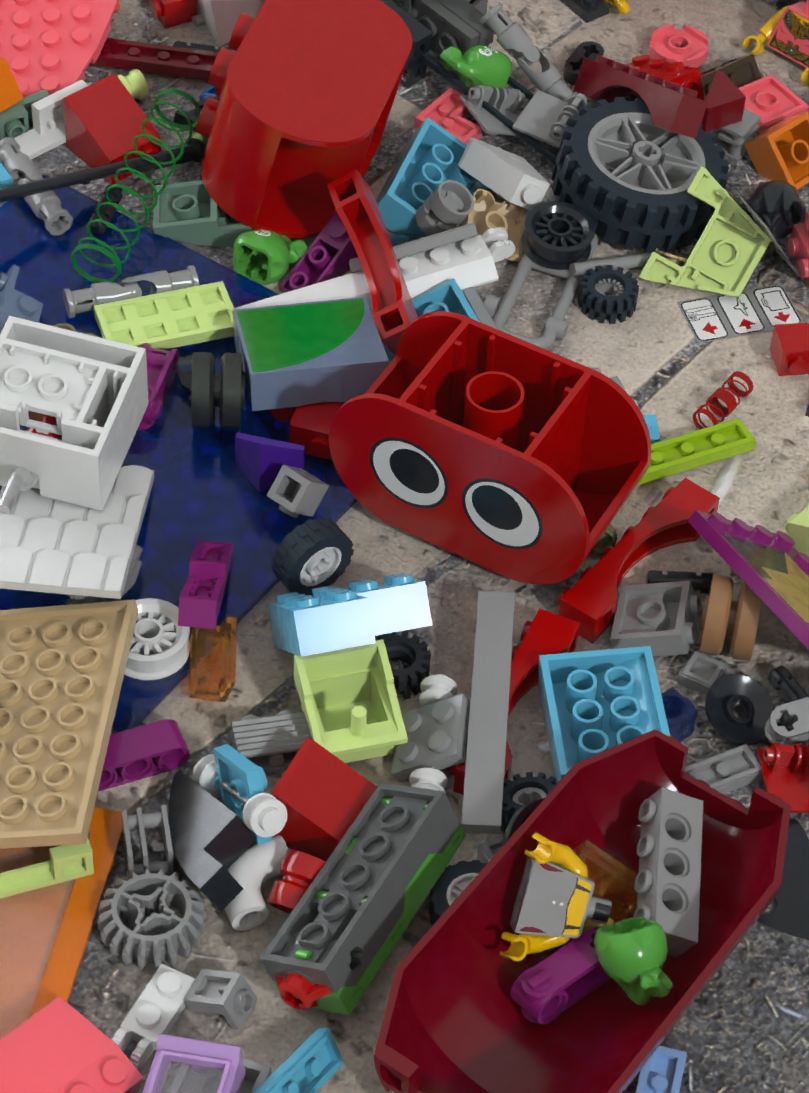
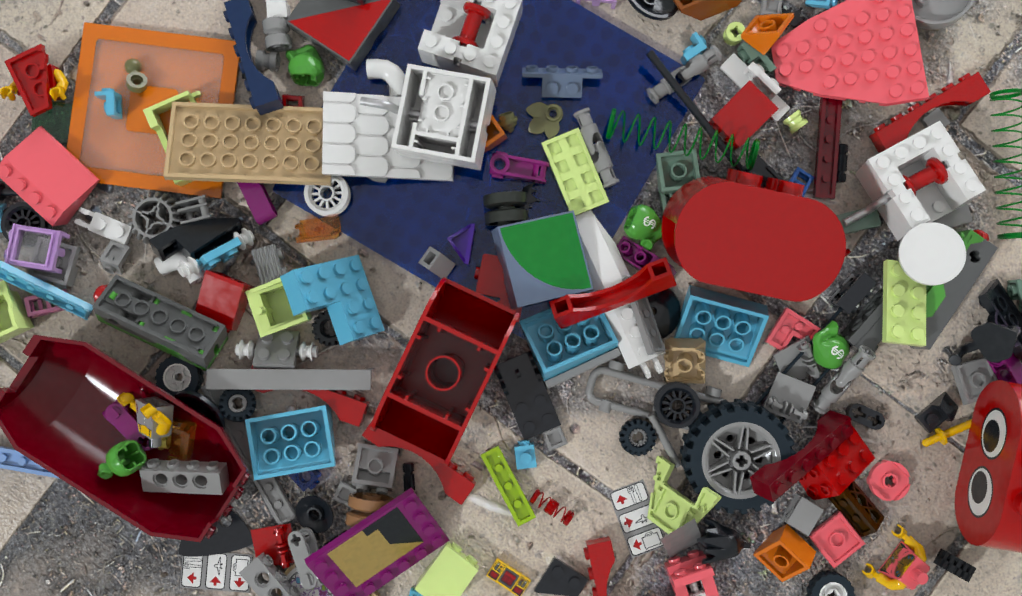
camera: 85 degrees right, 40 degrees up
(105, 211) = (676, 122): black axle -> none
(205, 584) = (362, 219): magenta slope -> none
(298, 873) = (174, 289): red wheel -> none
(312, 556) = (389, 276): black wheel -> none
(445, 208) = (683, 332): light grey wheel -> none
(504, 173) = (727, 369): white slope -> none
(675, 259) = (676, 478): tan plant -> none
(724, 103) = (809, 510): dark red slope -> none

